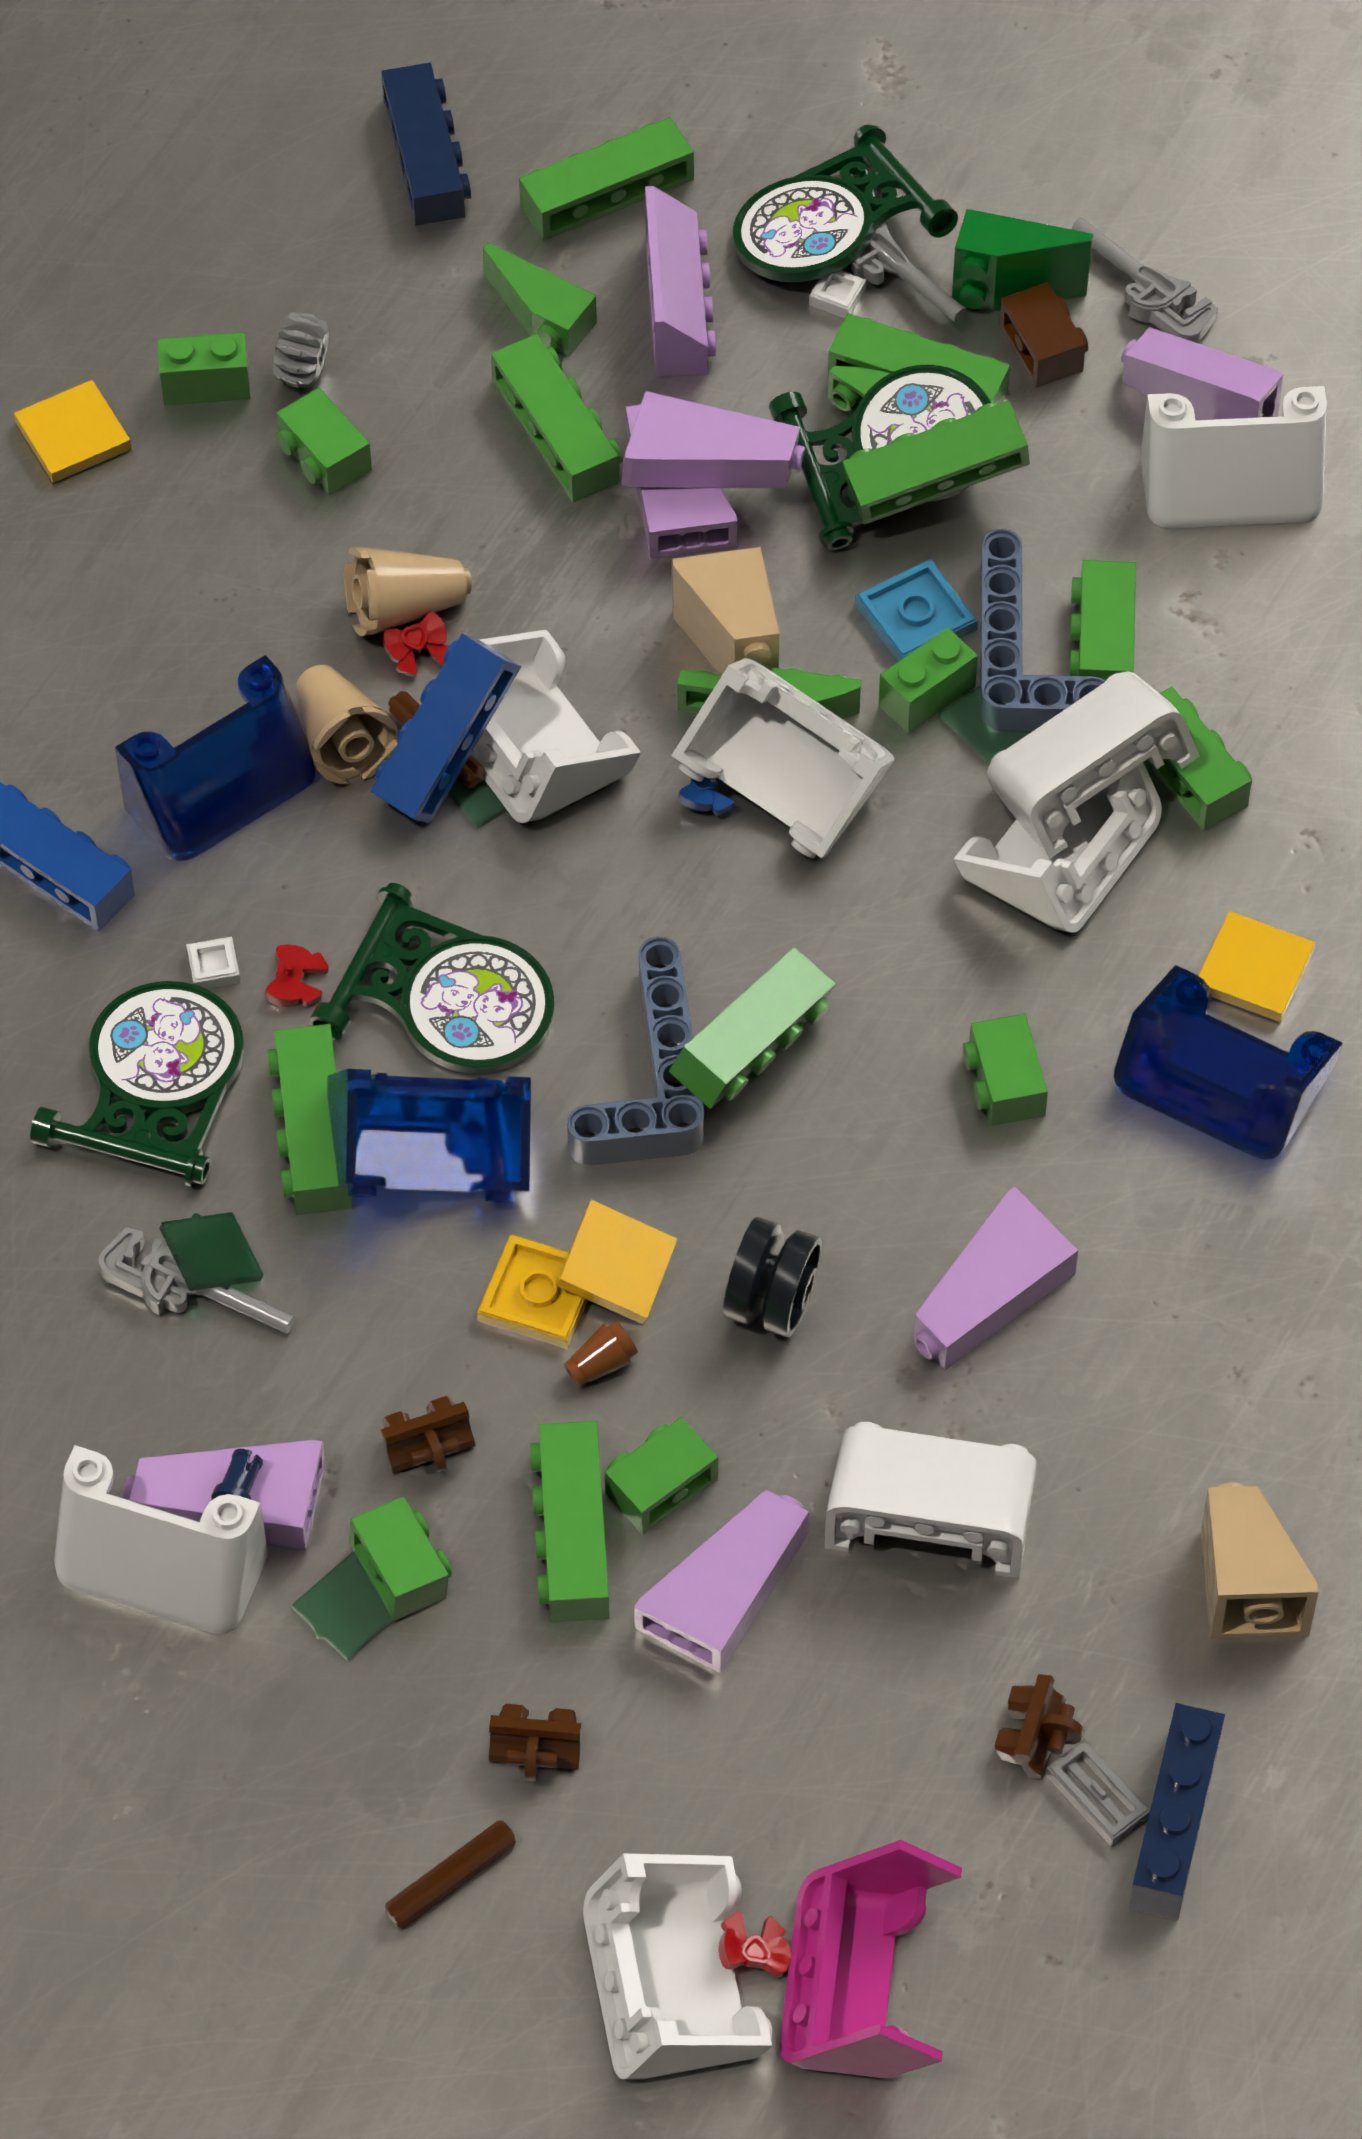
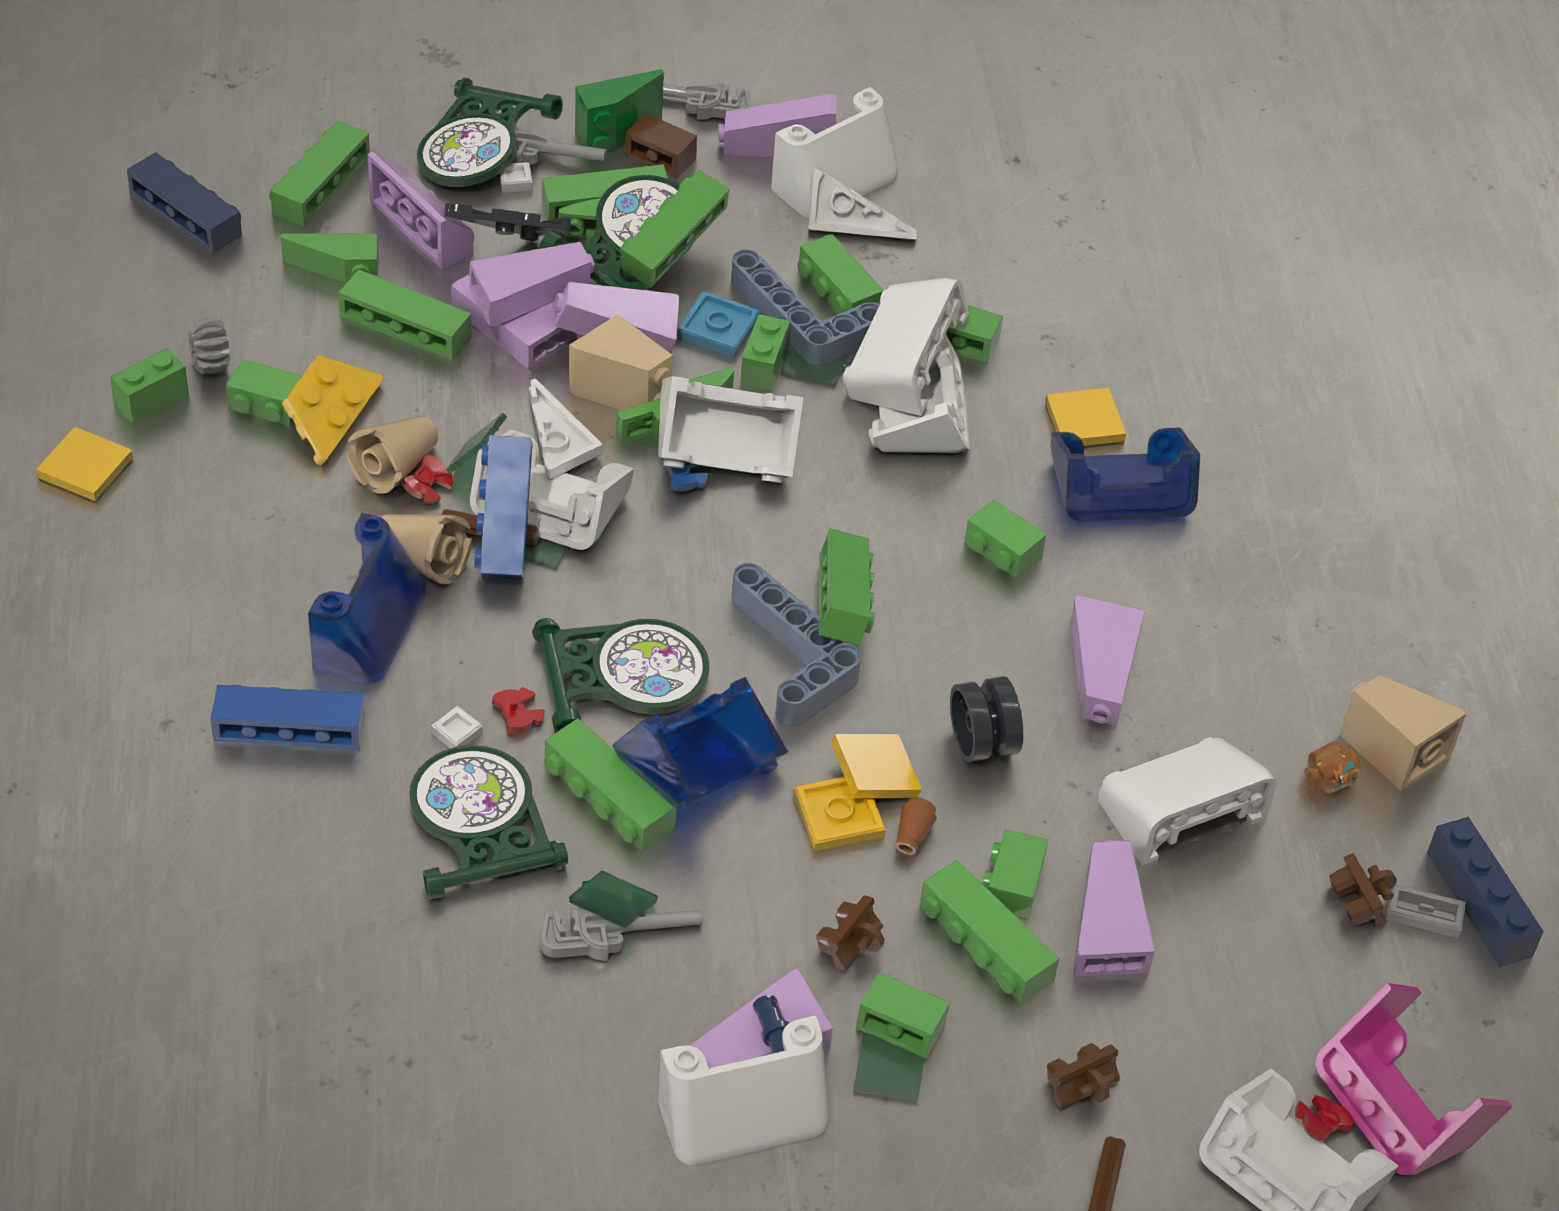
camera: 40 degrees left, 10 degrees down
(379, 489) = (328, 402): none -> yellow wing
(499, 624) = (475, 443): none -> clear green piece
(607, 671) = (561, 436): none -> white wing
(751, 354) = (508, 222): none -> black wing
(803, 556) = (588, 306): none -> lavender slope
(1139, 1563) = (1332, 767): none -> clear orange head
(1188, 536) = (843, 210): none -> white wing

